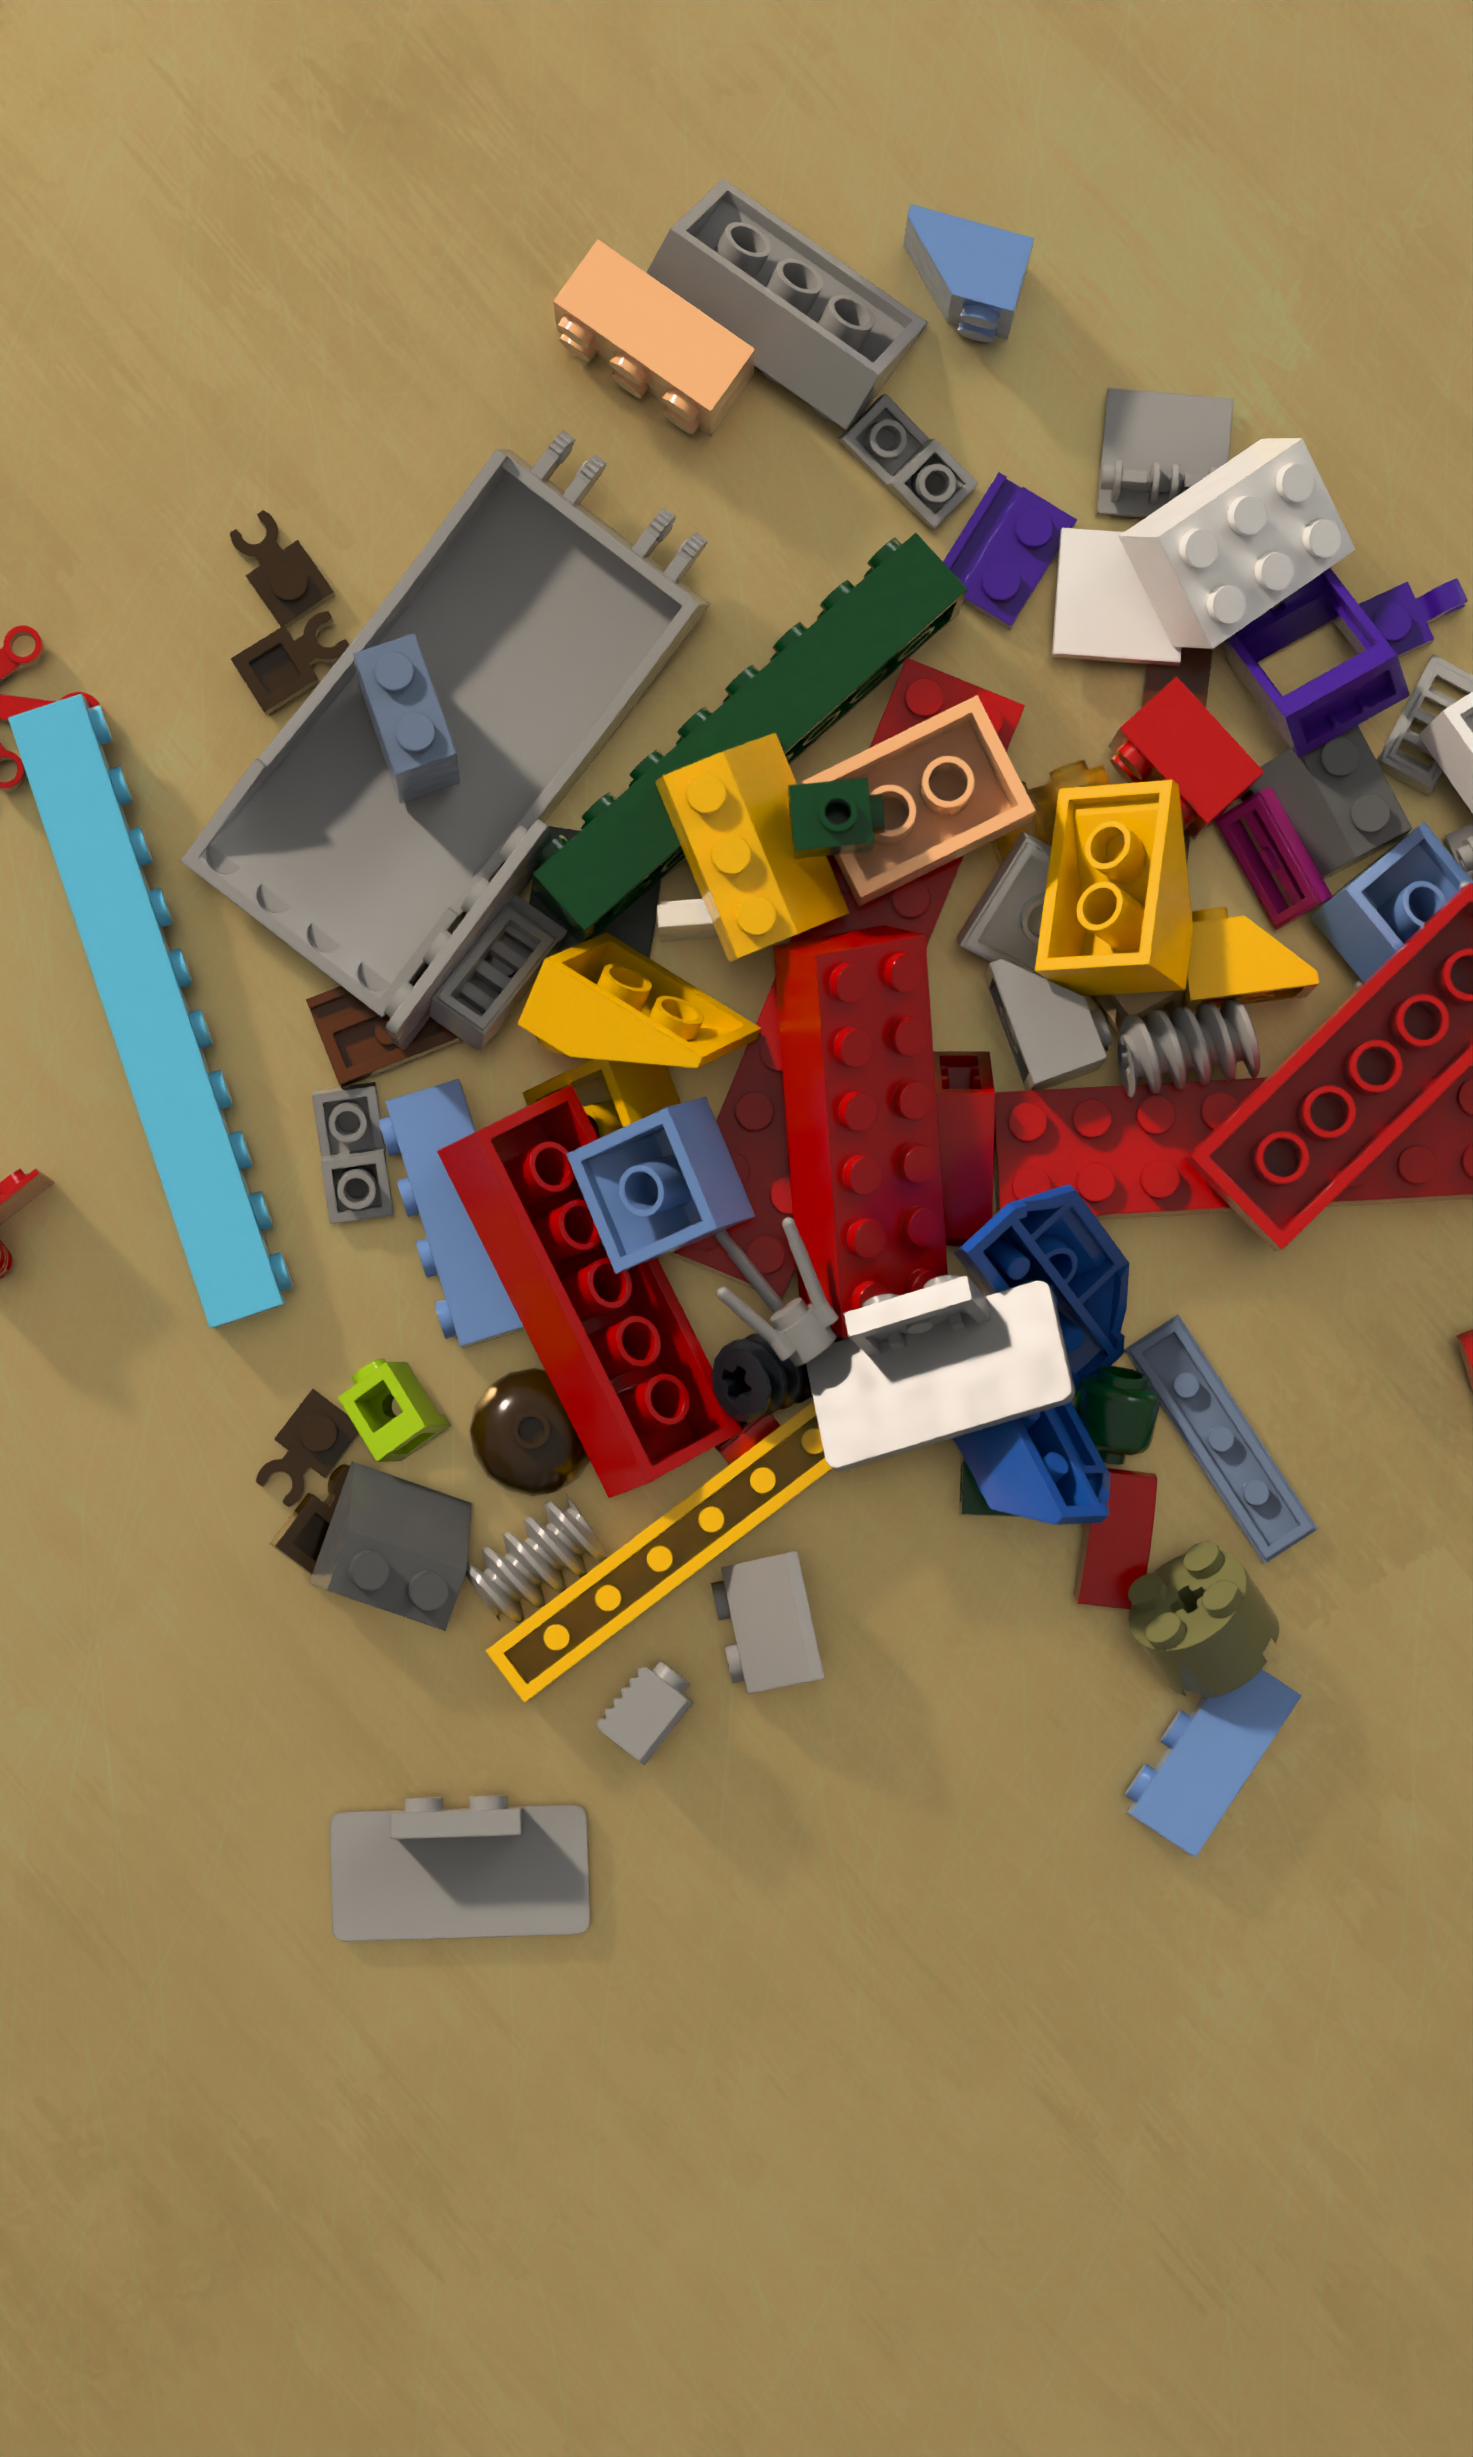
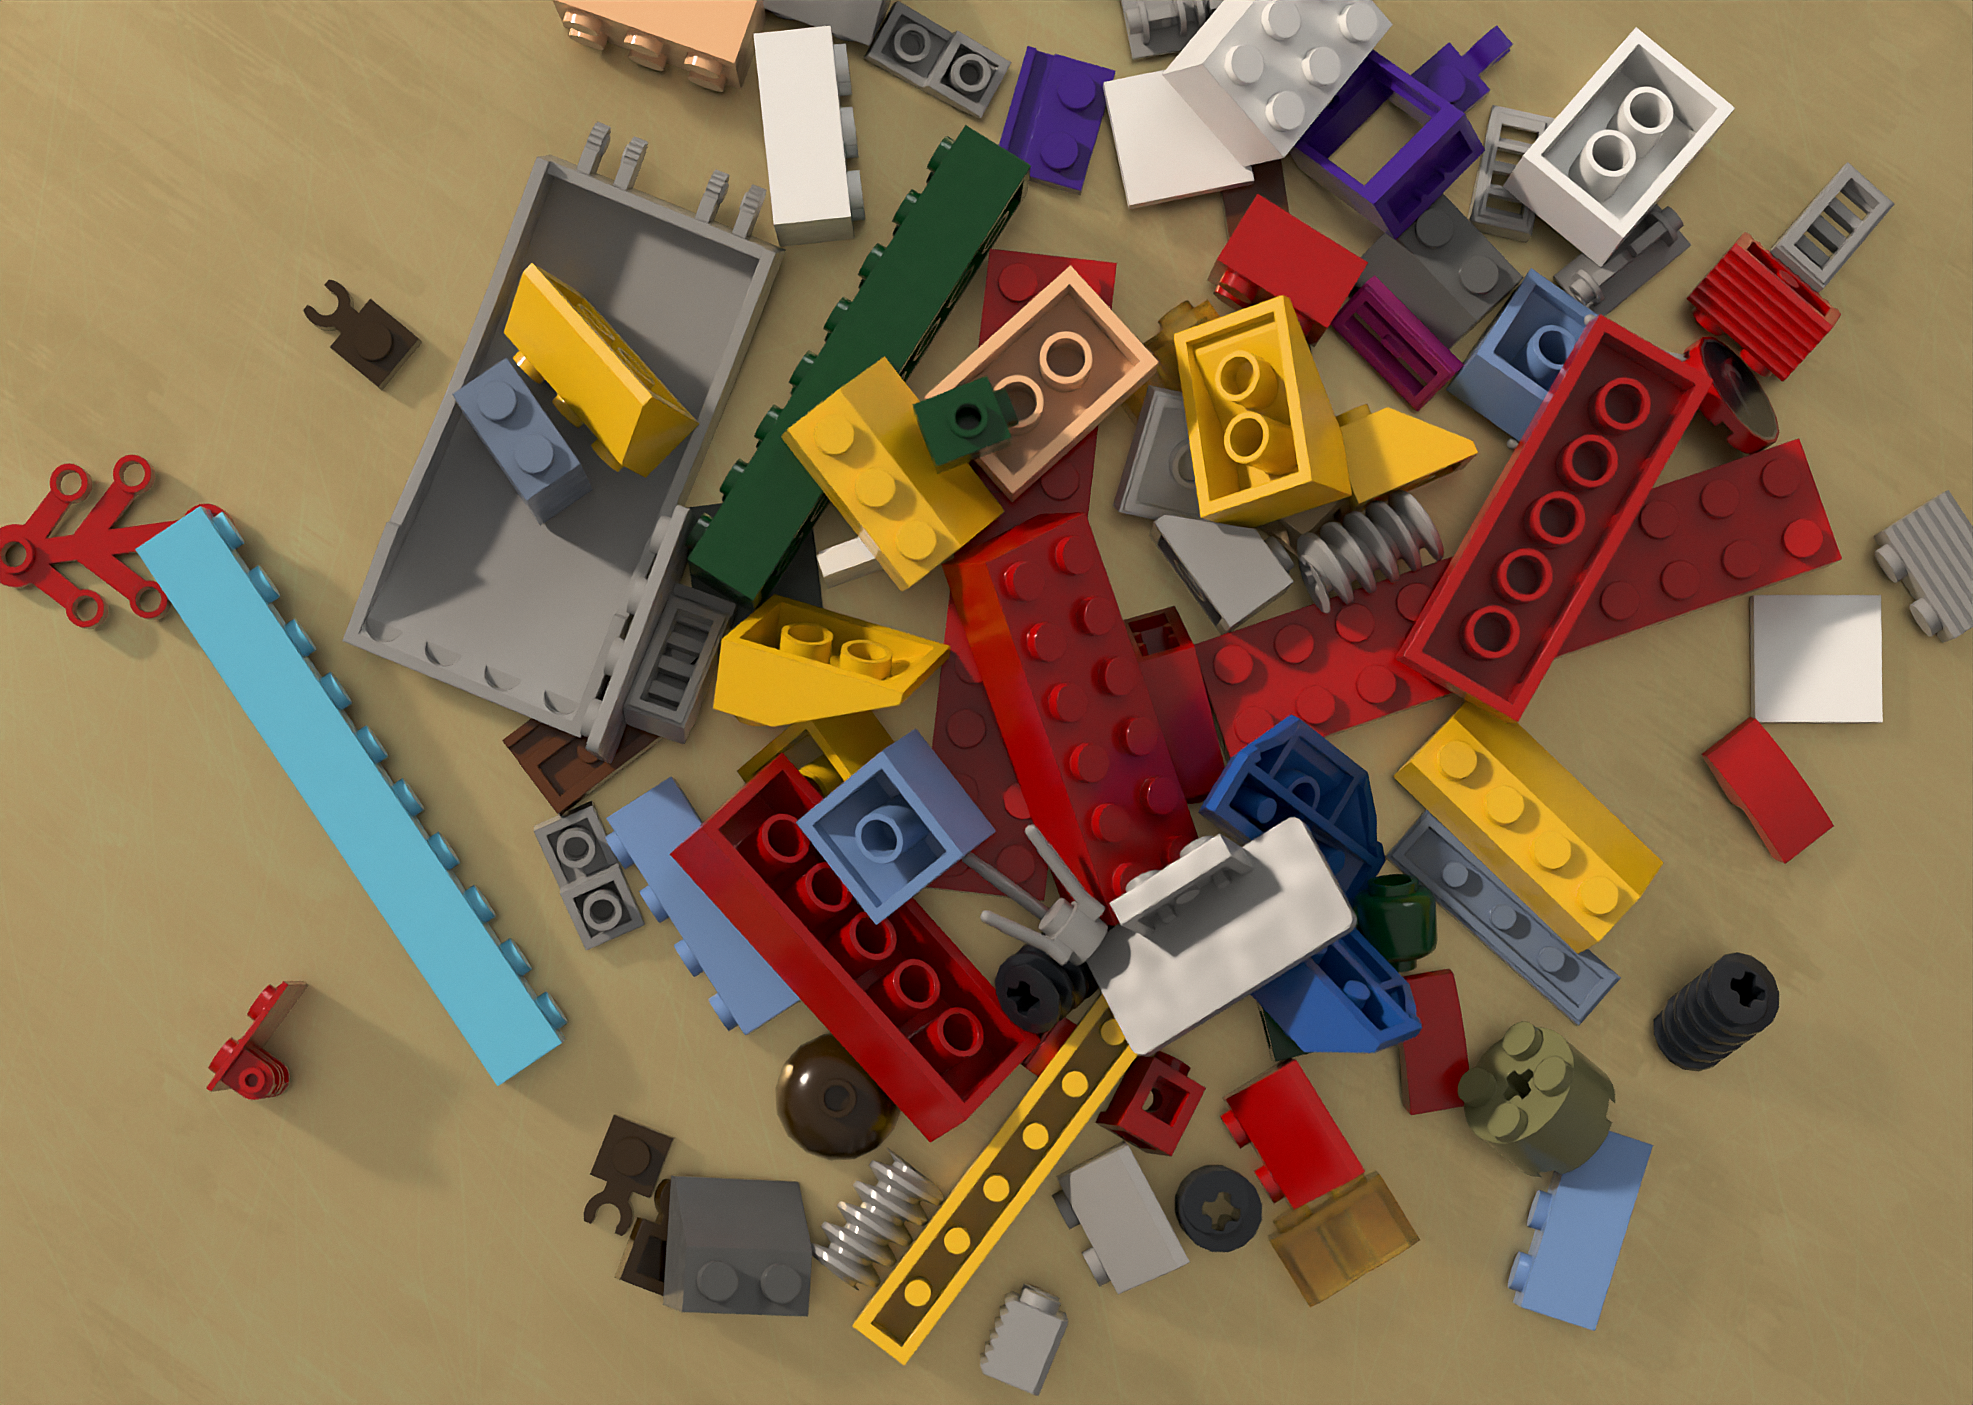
camera: 15 degrees left, 0 degrees up
(281, 668) = (388, 425): dark brown plate -> none
(371, 1411) = (677, 1123): lime brick -> none
(493, 673) = (594, 374): none -> yellow slope
(762, 500) = (808, 135): none -> white brick
(855, 1523) = (1173, 1104): none -> red brick
(891, 1630) = (1231, 1230): none -> black piece
(956, 1589) = (1291, 1134): none -> red slope
(978, 1700) = (1341, 1237): none -> clear yellow brick
(1272, 1355) = (1530, 824): none -> yellow slope
(1399, 1586) = (1717, 1012): none -> black piece

